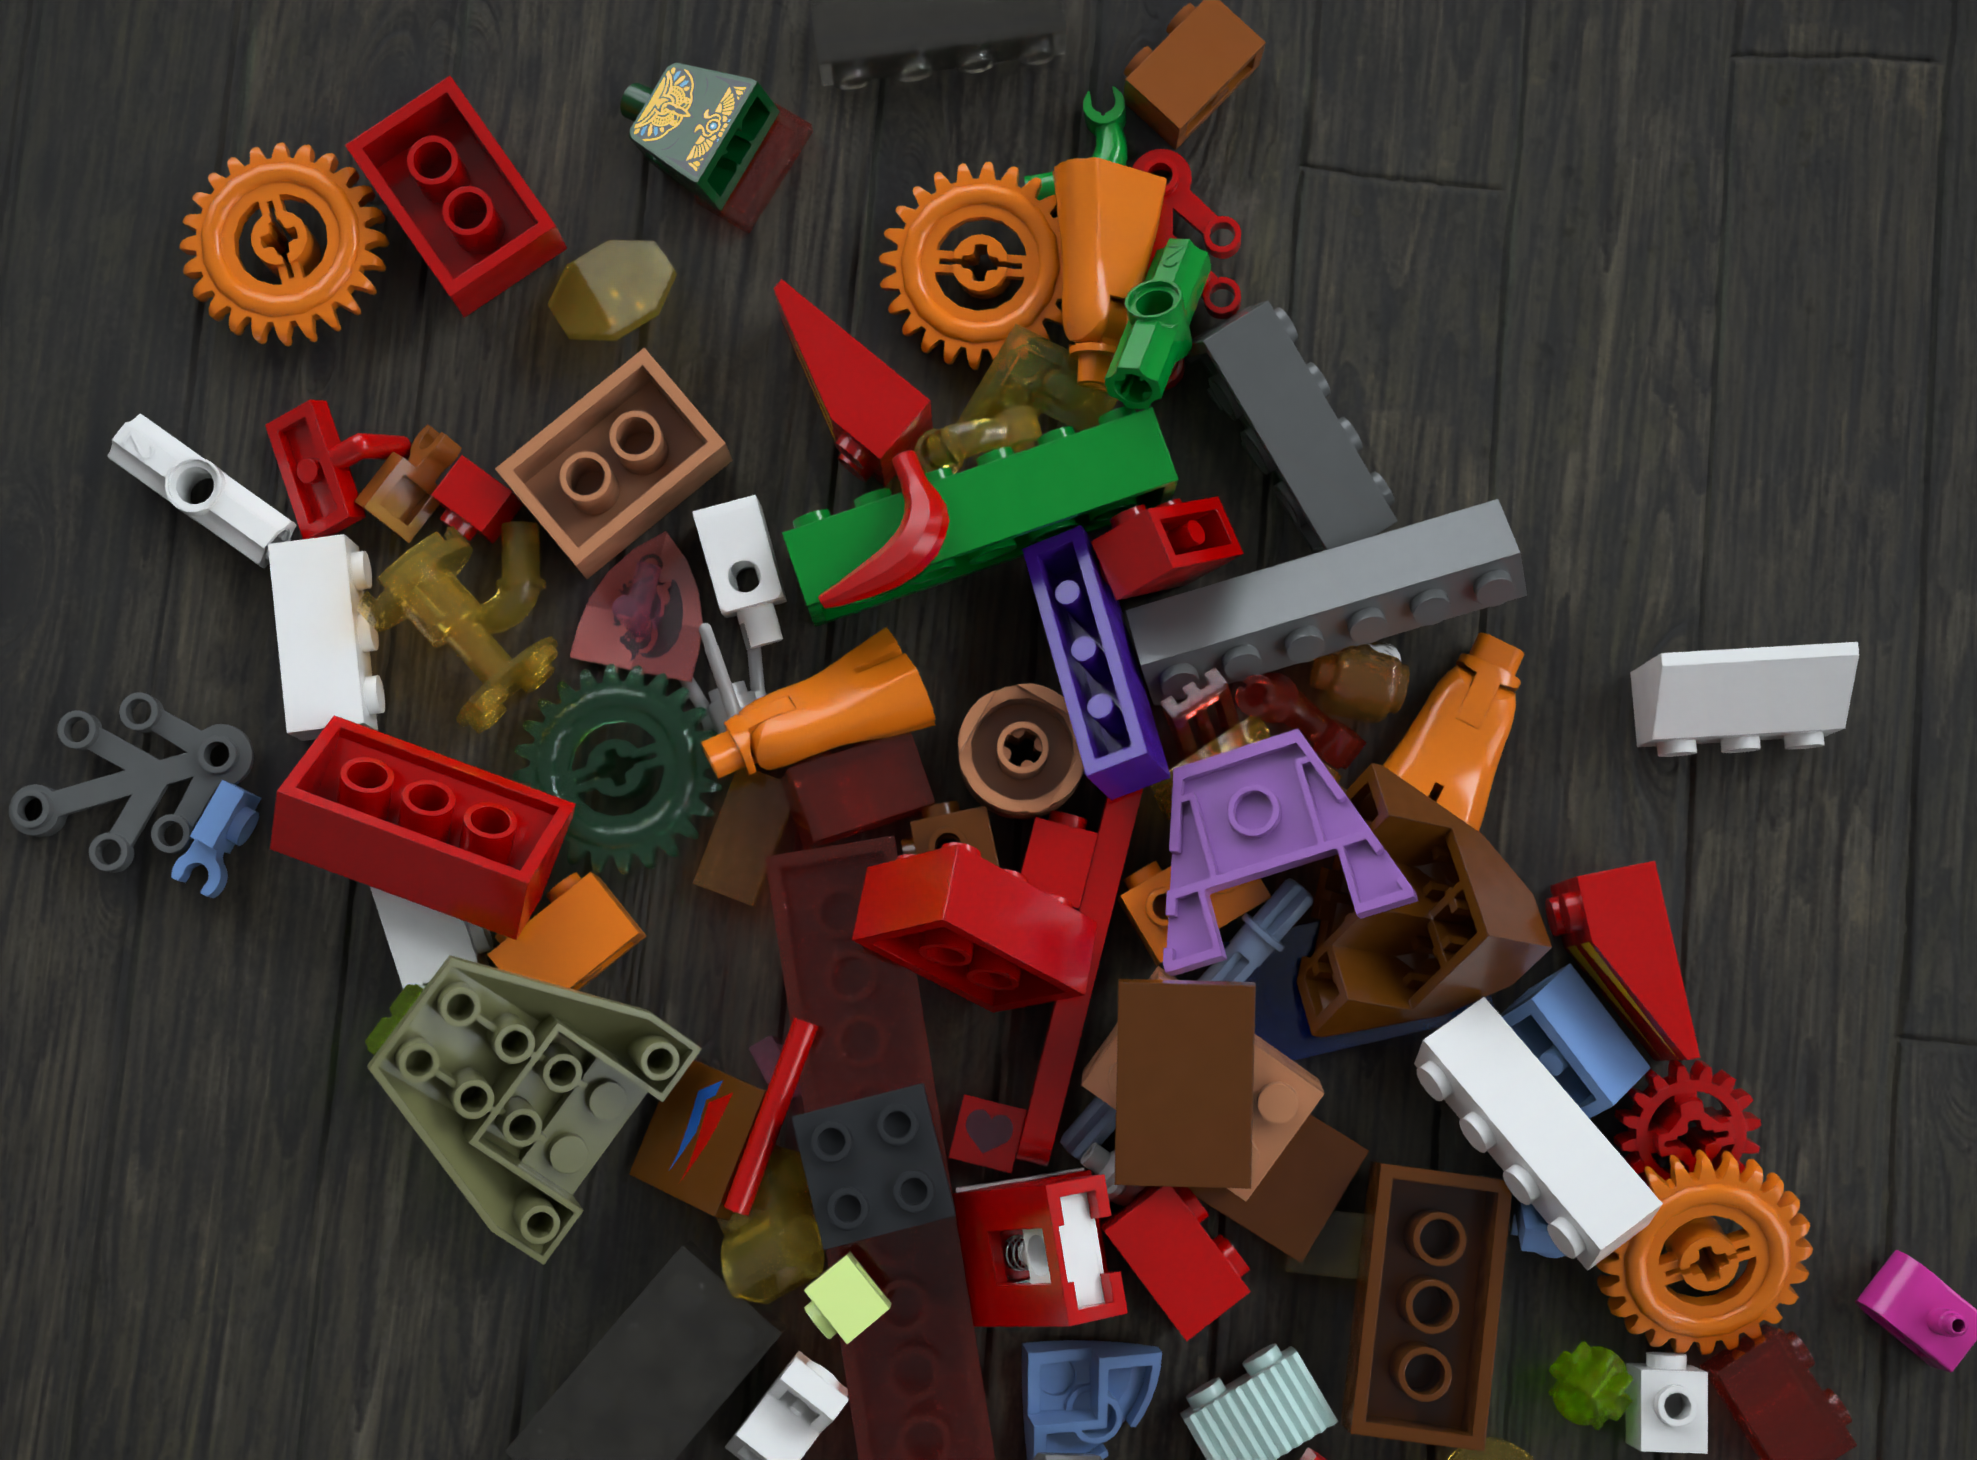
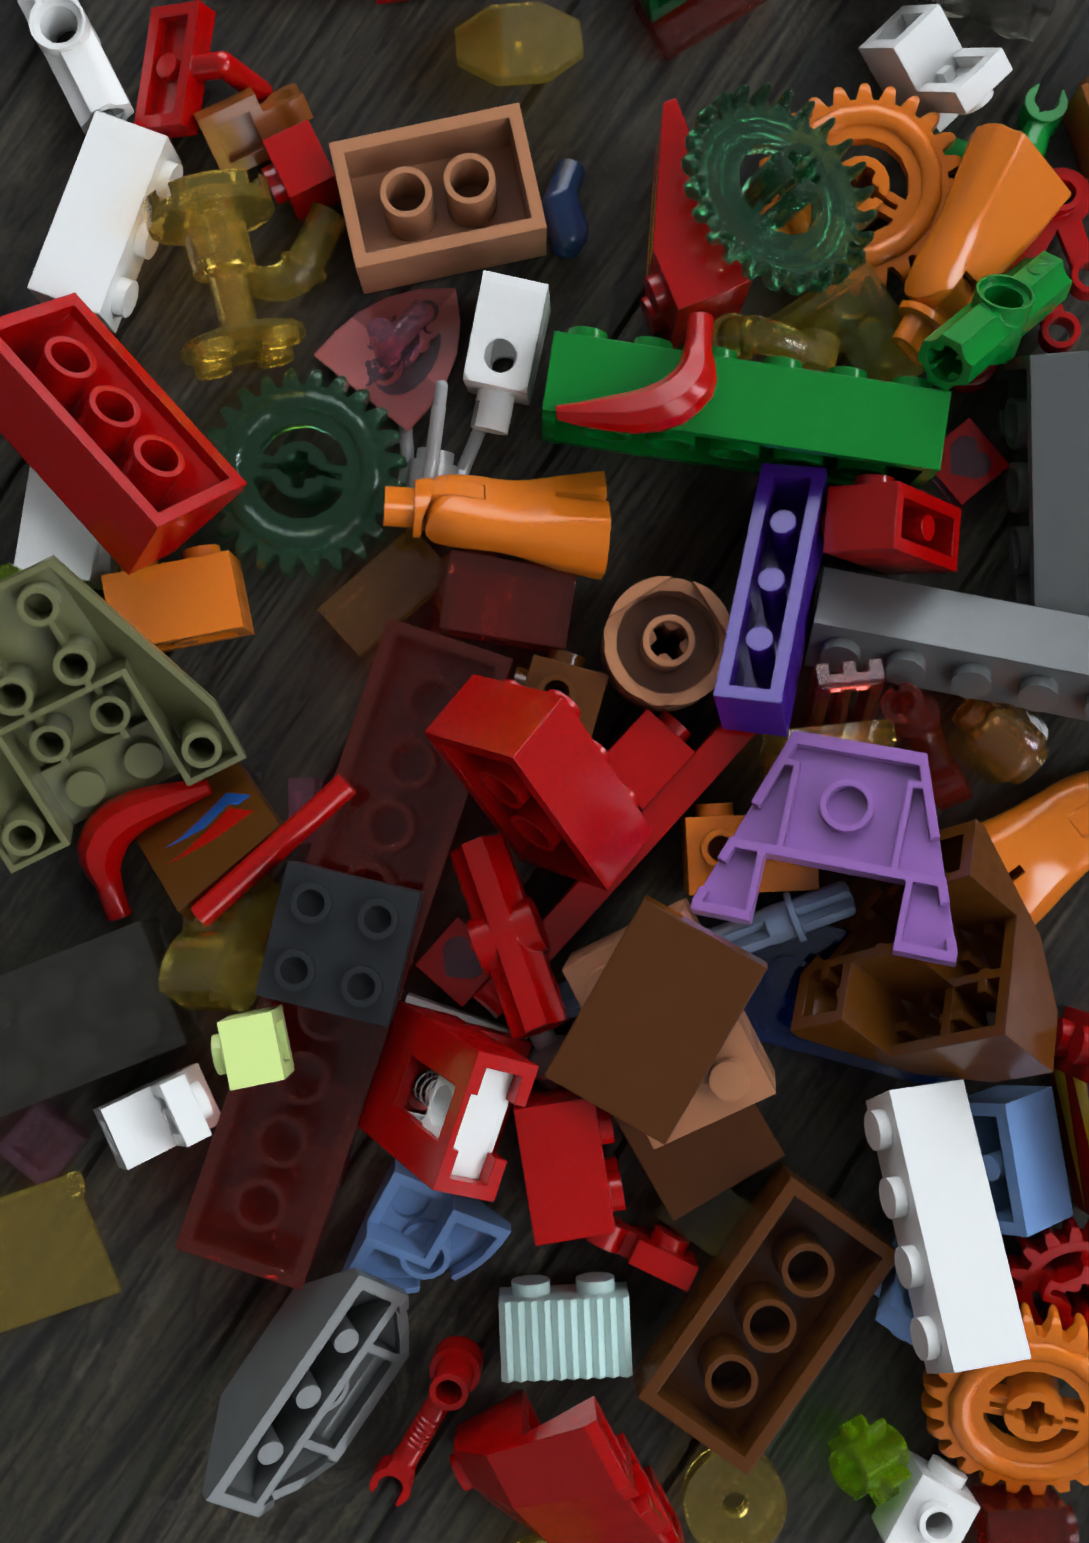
camera: 25 degrees right, 5 degrees up
(613, 1173) = (117, 824): none -> red piece
(727, 414) = (563, 210): none -> dark blue arm
(940, 281) = (799, 170): none -> clear green gear
(982, 126) = (925, 60): none -> white brick
(1019, 1083) = (509, 936): none -> red piece
(1202, 452) = (967, 463): none -> tile
(1304, 1300) = (655, 1252): none -> red plate

